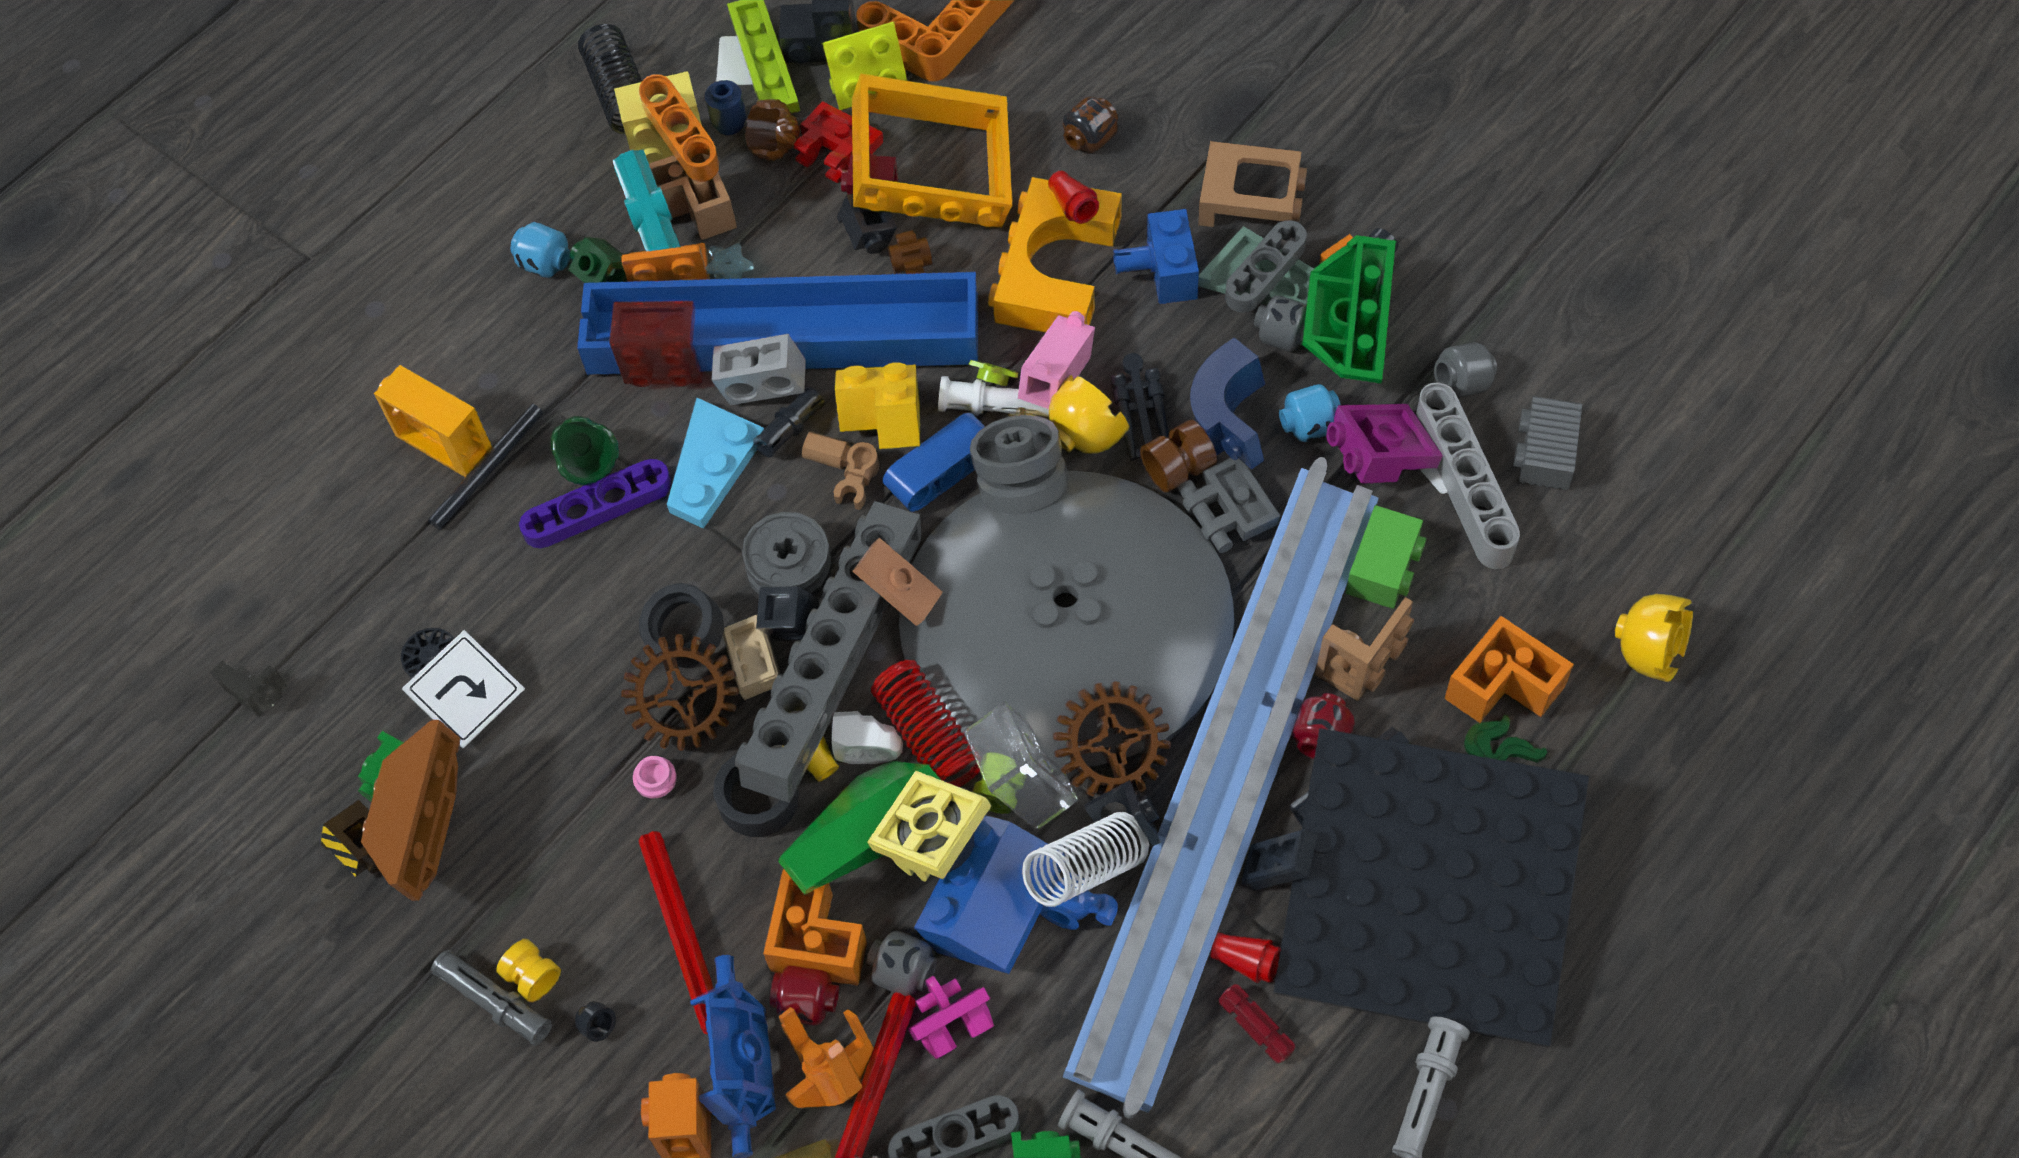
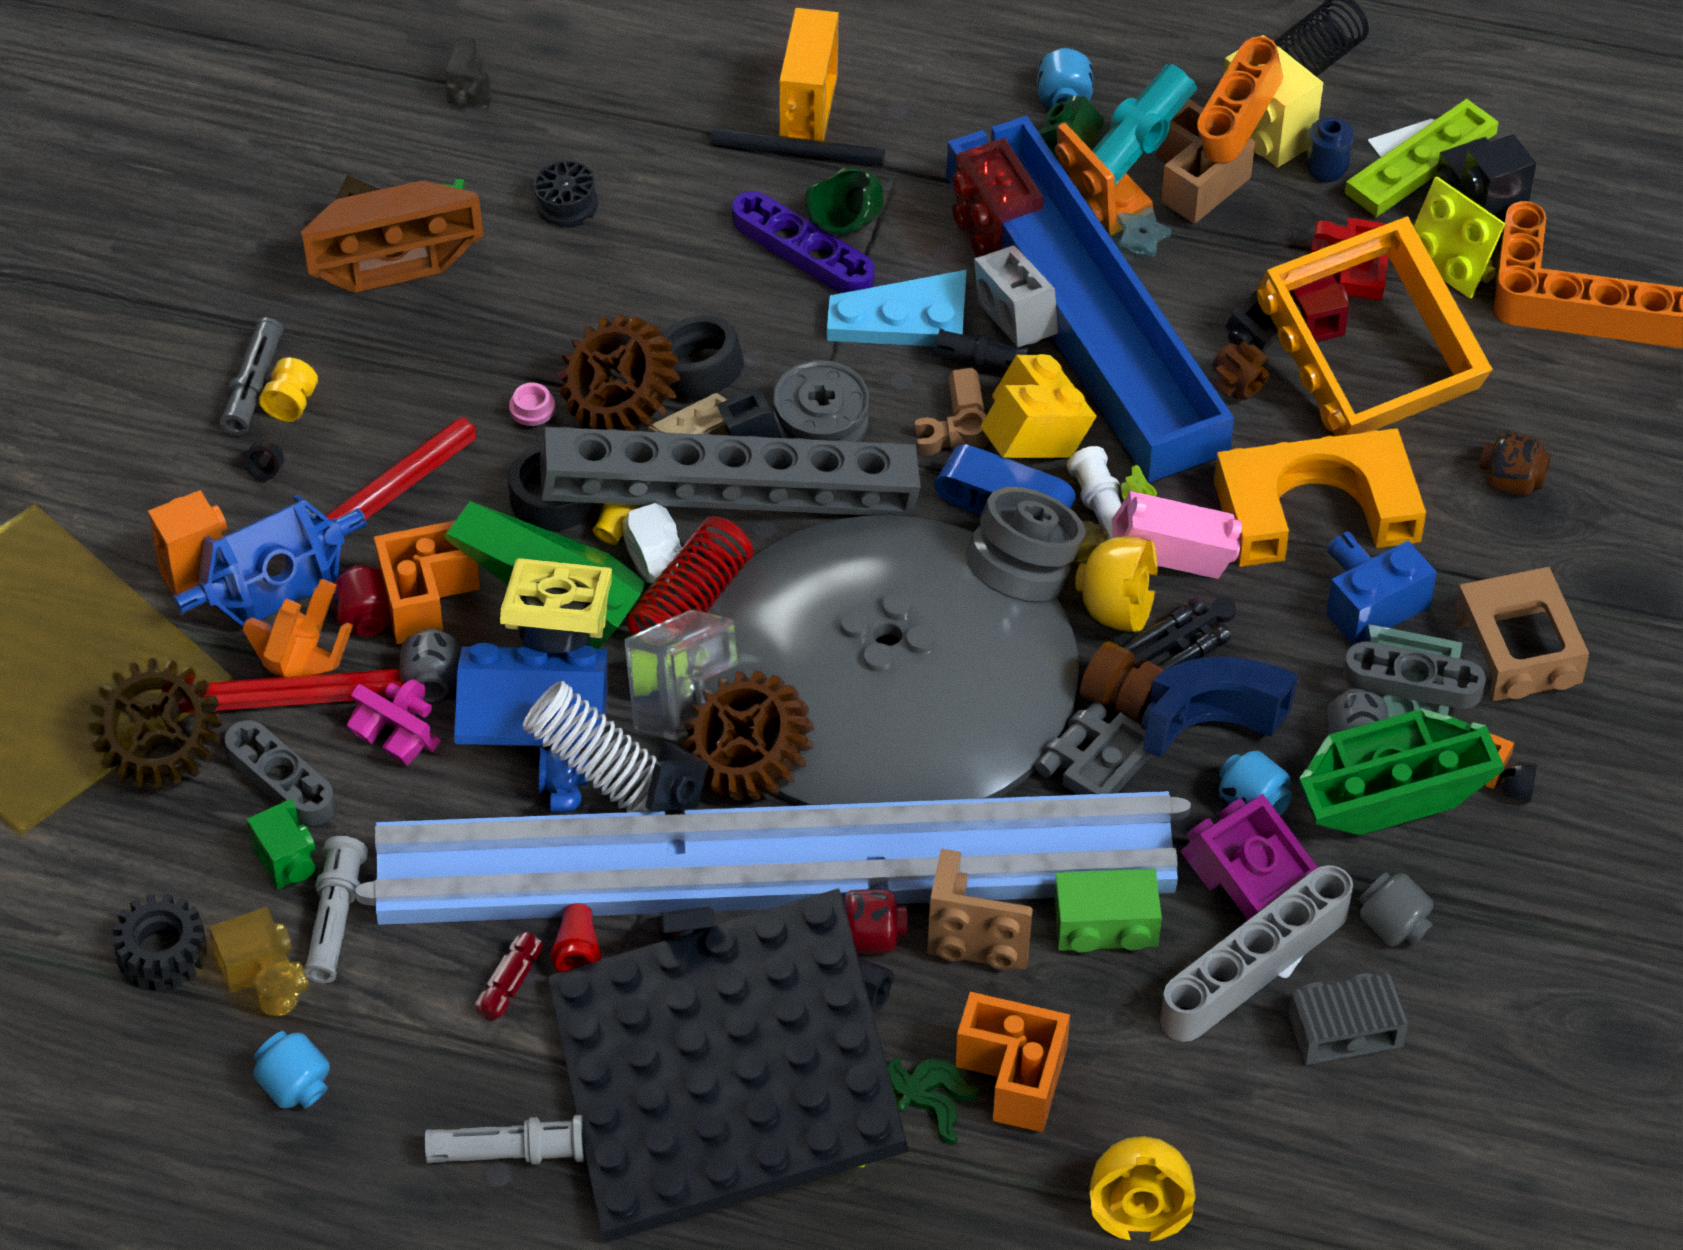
camera: 60 degrees right, 10 degrees down
(463, 688) = (543, 224): white piece -> none
(771, 129) = (1326, 199): reddish brown hair -> none
(897, 581) = (824, 489): nougat plate -> none
(1075, 199) = (1380, 467): red cone -> none

